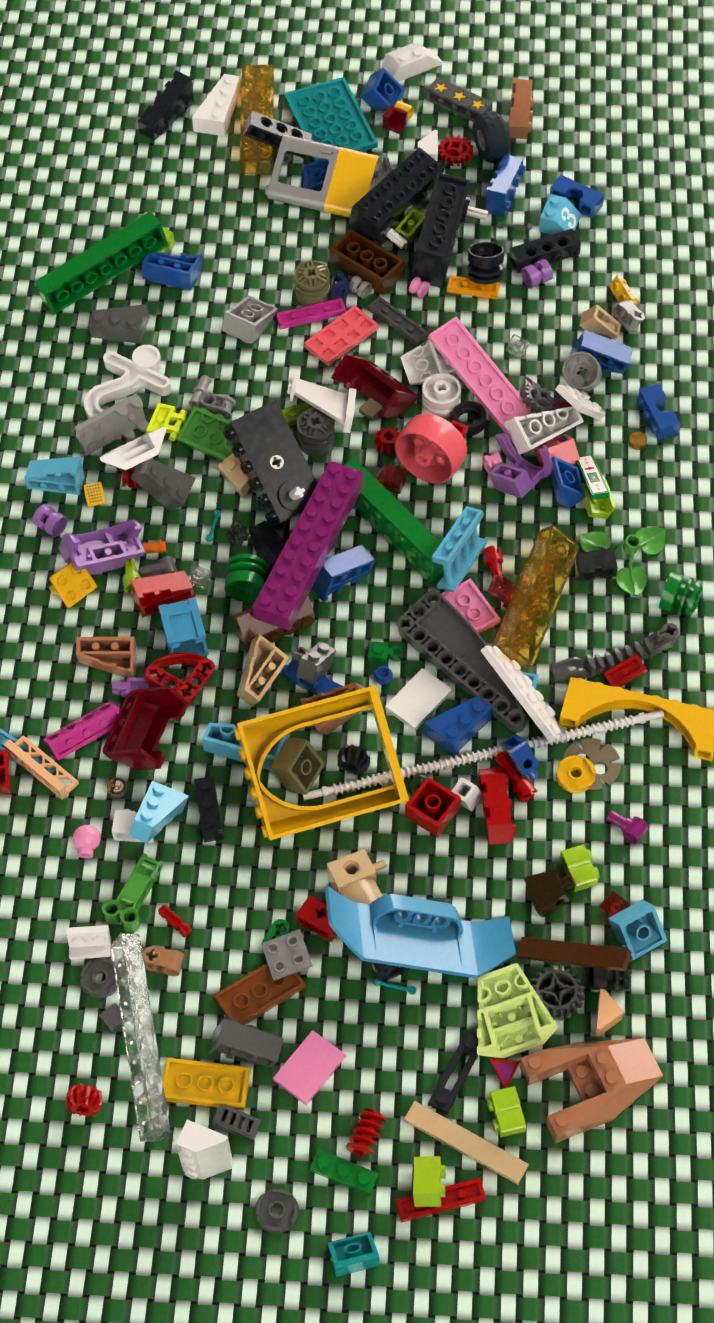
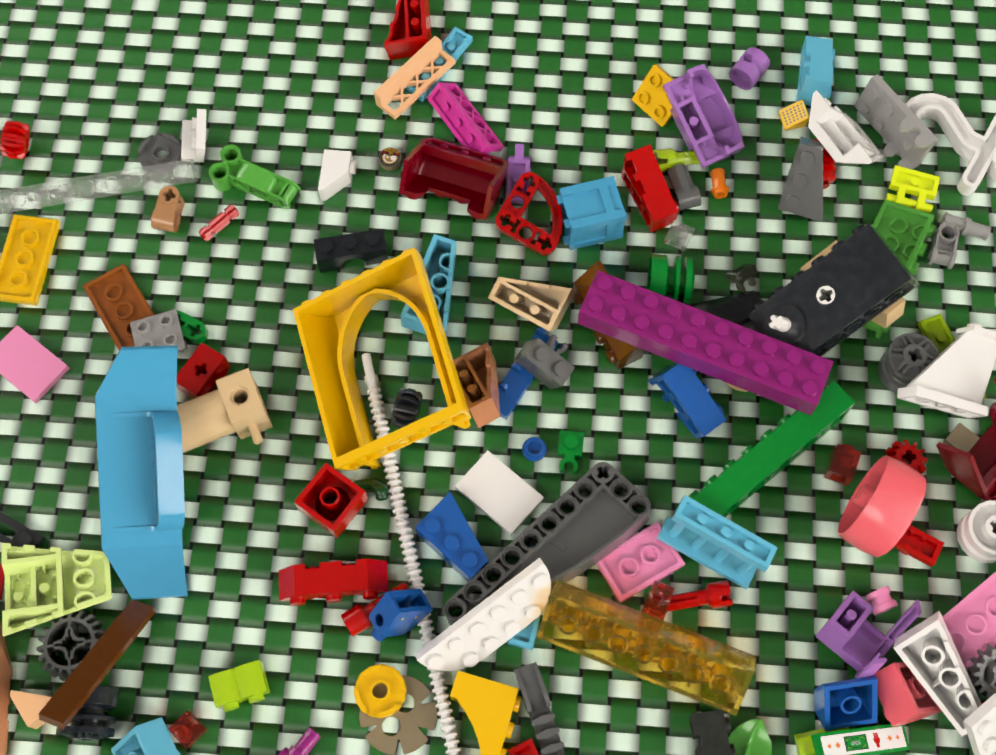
camera: 90 degrees right, 10 degrees up
(86, 840) = (322, 129): bright pink piece -> none
(108, 654) = (559, 141): nougat wedge -> none
(112, 1017) = (111, 164): dark grey tile -> none
(157, 810) = (343, 189): medium azure wedge -> none
(217, 513) = (776, 253): teal hinge -> none
(246, 1042) = (55, 293): dark grey wedge -> none
(297, 765) = (395, 341): olive brick -> none
(468, 792) = (349, 543): white brick -> none
(471, 407) = (974, 562): black tyre -> none
(549, 891) = (207, 641): dark brown torso -> none

